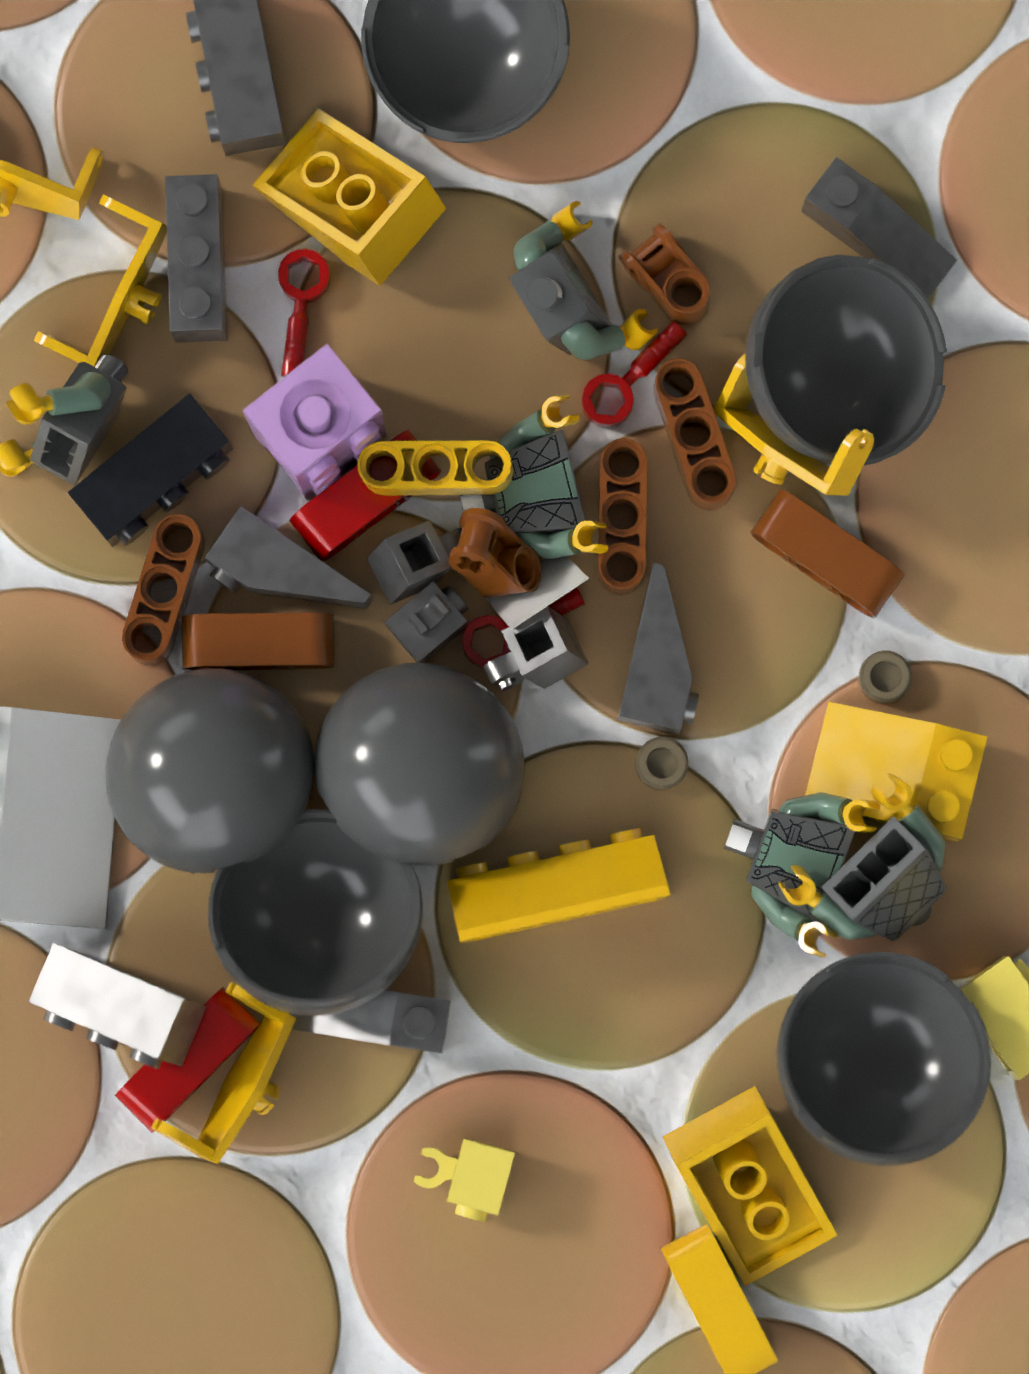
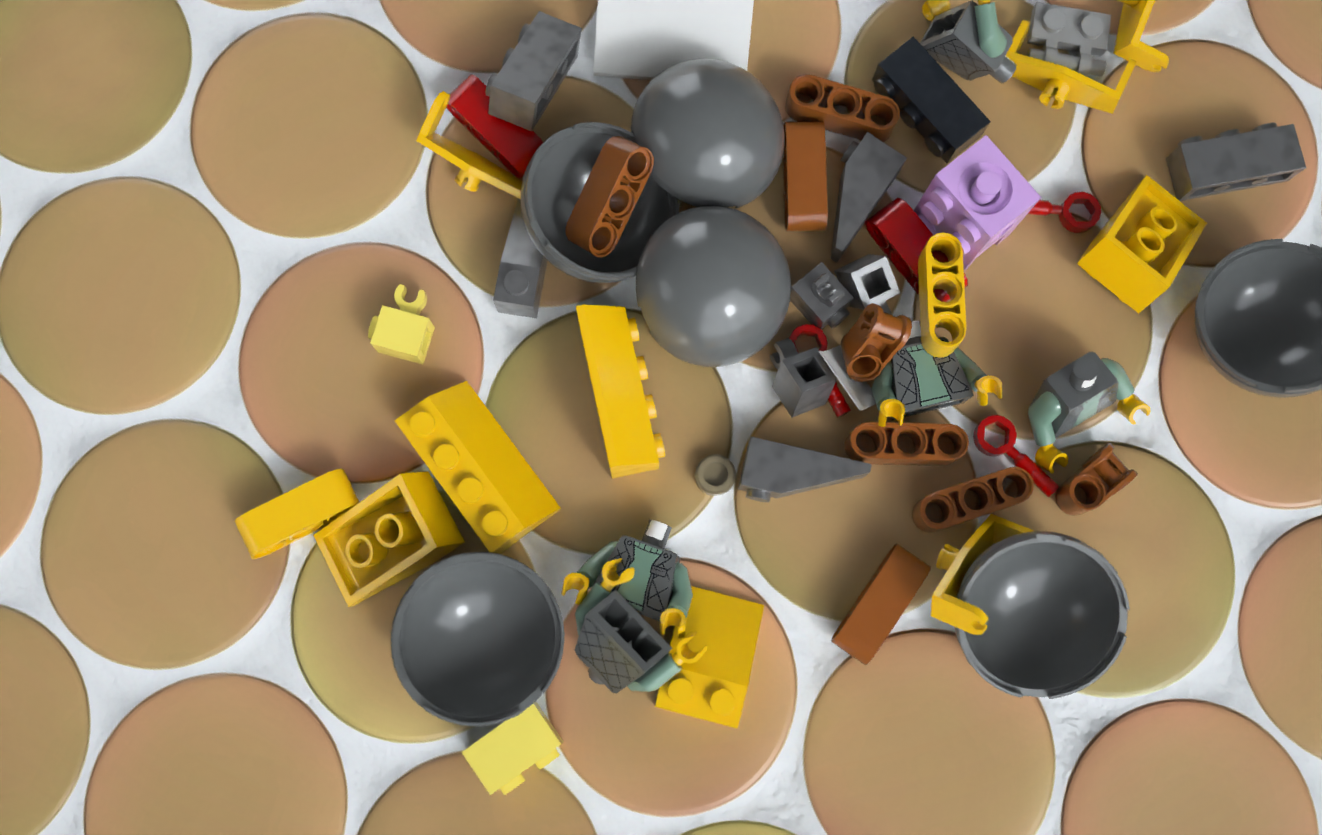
camera: 85 degrees right, 5 degrees down
(44, 275) = (1069, 30): none -> light grey plate
(196, 258) = (1091, 130): flat silver brick -> none
(304, 900) = (609, 196): none -> dark orange beam
(655, 1070) = (478, 466): none -> yellow slope
(876, 226) = (1152, 637): flat silver slope -> none
(884, 677) = (784, 650): dark tan tile -> none

